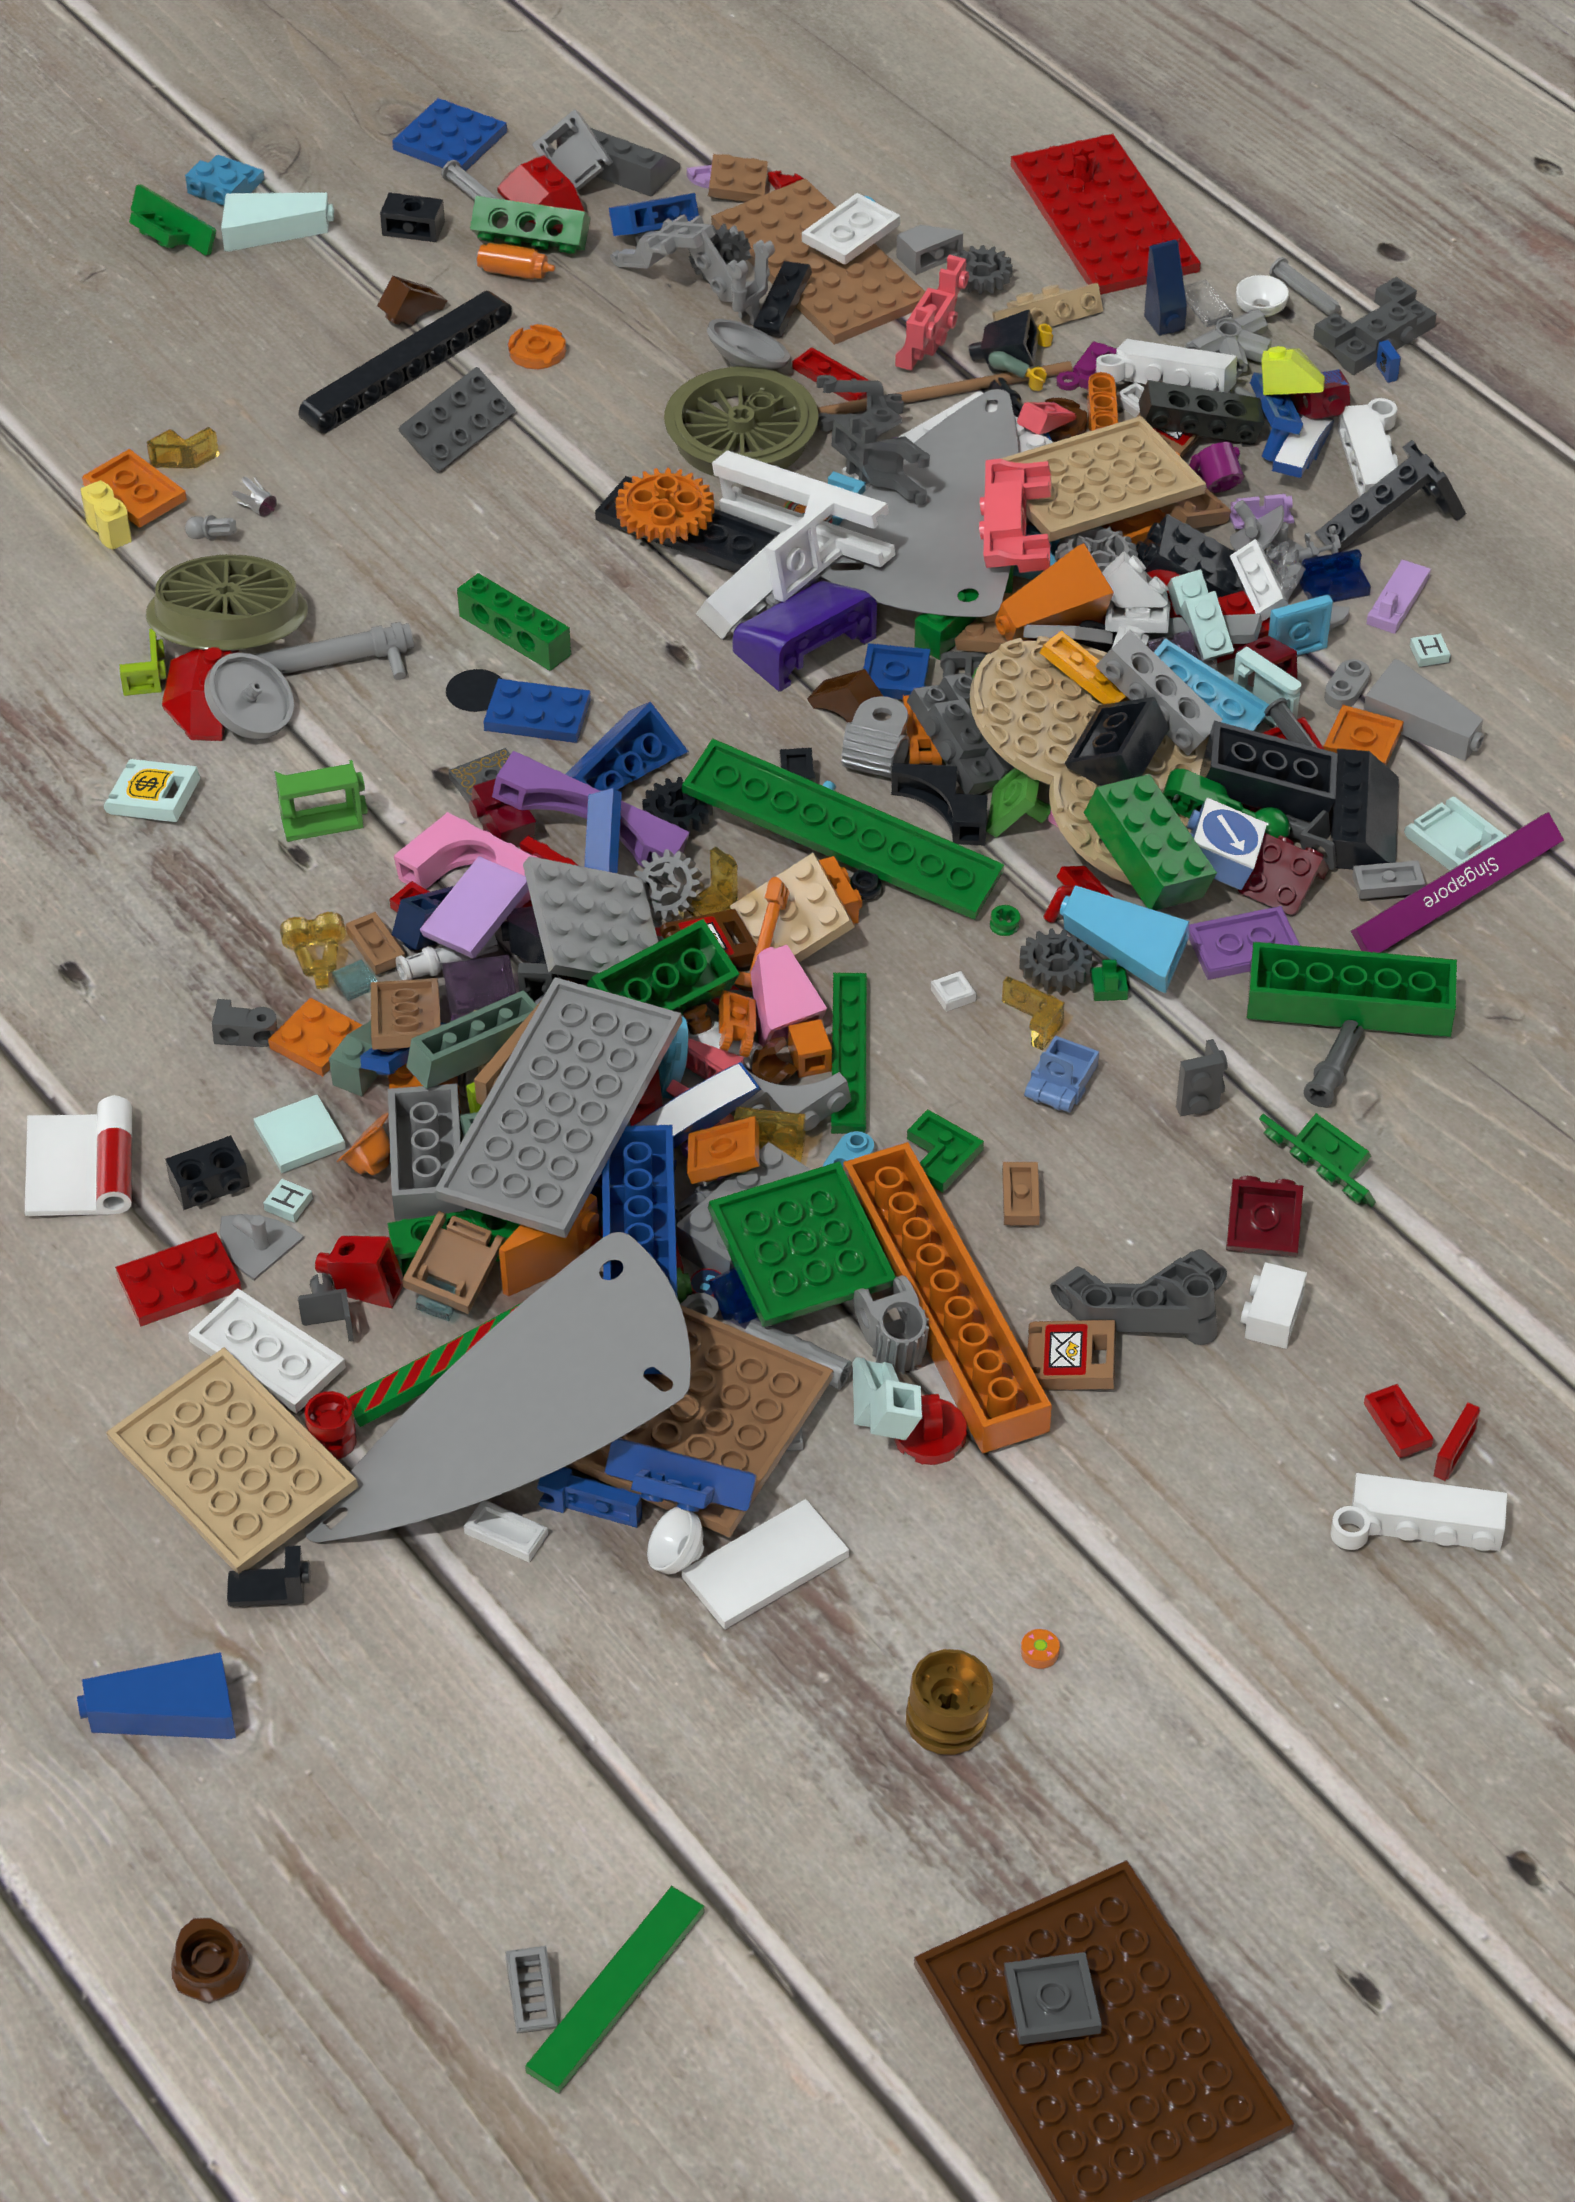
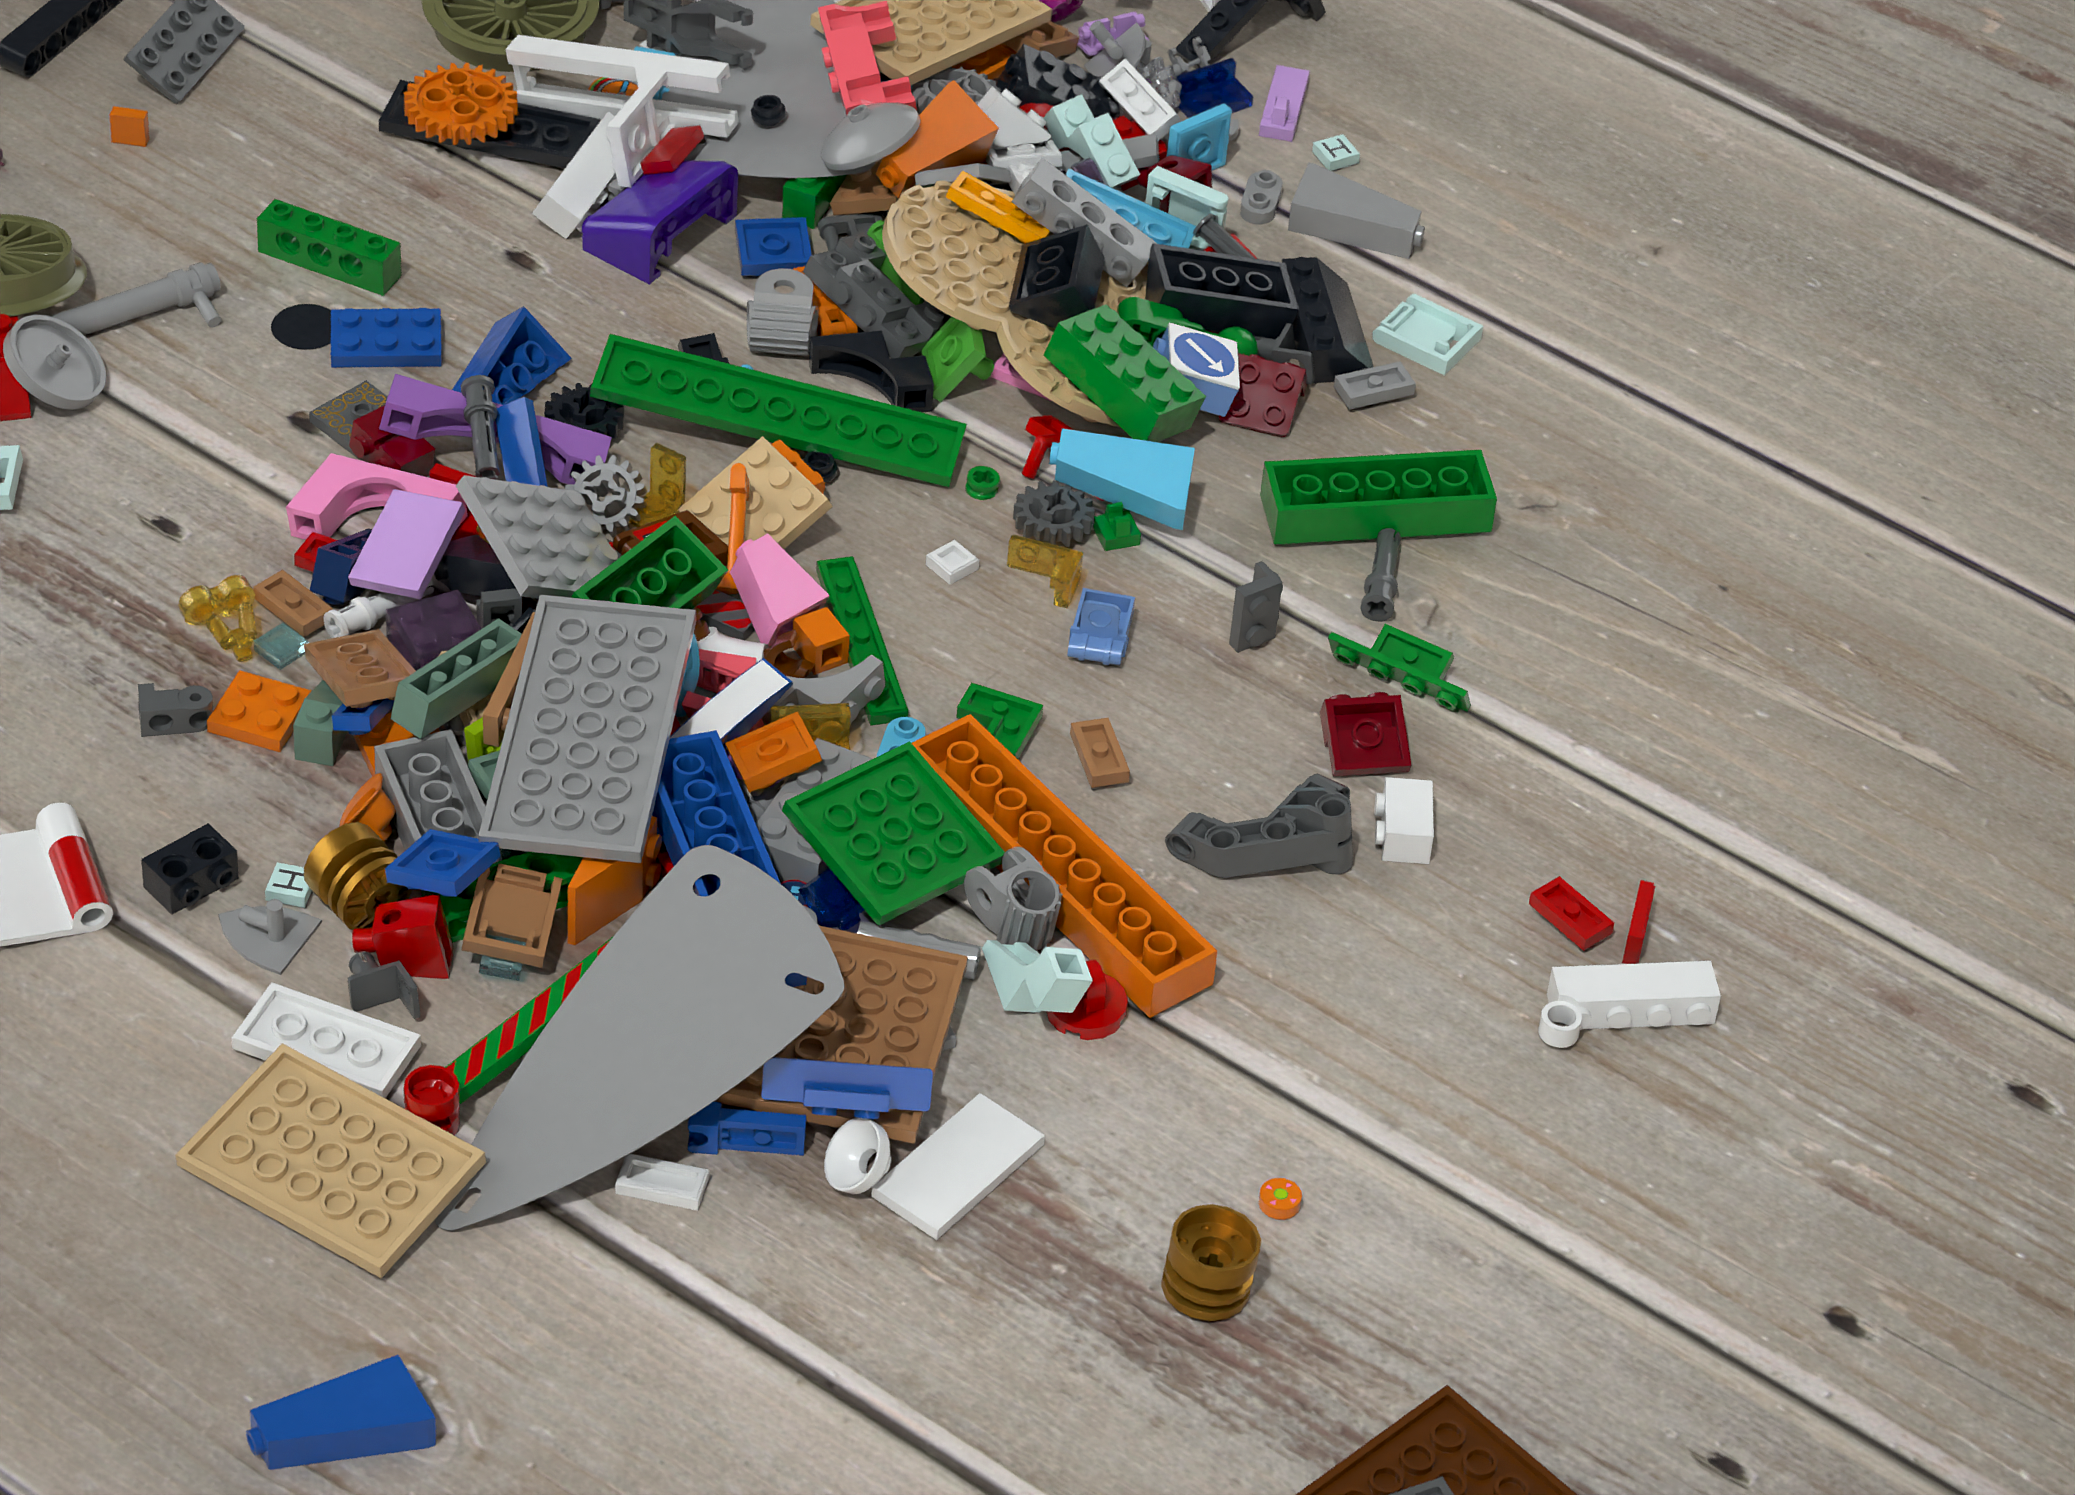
camera: 20 degrees left, 5 degrees down
(178, 1279) = (194, 986): red plate -> none
(271, 1585) = (423, 1280): black bracket -> none
(299, 1133) = (277, 814): light aqua tile -> none
(323, 819) = (185, 483): bright green window -> none
(336, 1202) = (350, 874): none -> pearl gold wheel
(387, 489) = (129, 126): none -> orange tile
(400, 1208) = (442, 863): none -> blue plate
(574, 798) = (480, 415): none -> dark grey pin
(737, 1021) = (737, 622): orange hinge -> none
(828, 573) = (672, 150): none -> red tile
(845, 693) = (729, 275): reddish brown arch -> none
(922, 547) = (768, 110): none -> black plate
(995, 584) = (869, 134): none -> light grey dish
(1064, 1350) = (1209, 903): medium nougat container -> none
(1227, 942) = (1234, 470): medium lavender tile -> none
(1364, 731) = (1298, 239): orange plate -> none
(1458, 885) = (1449, 379): magenta tile -> none

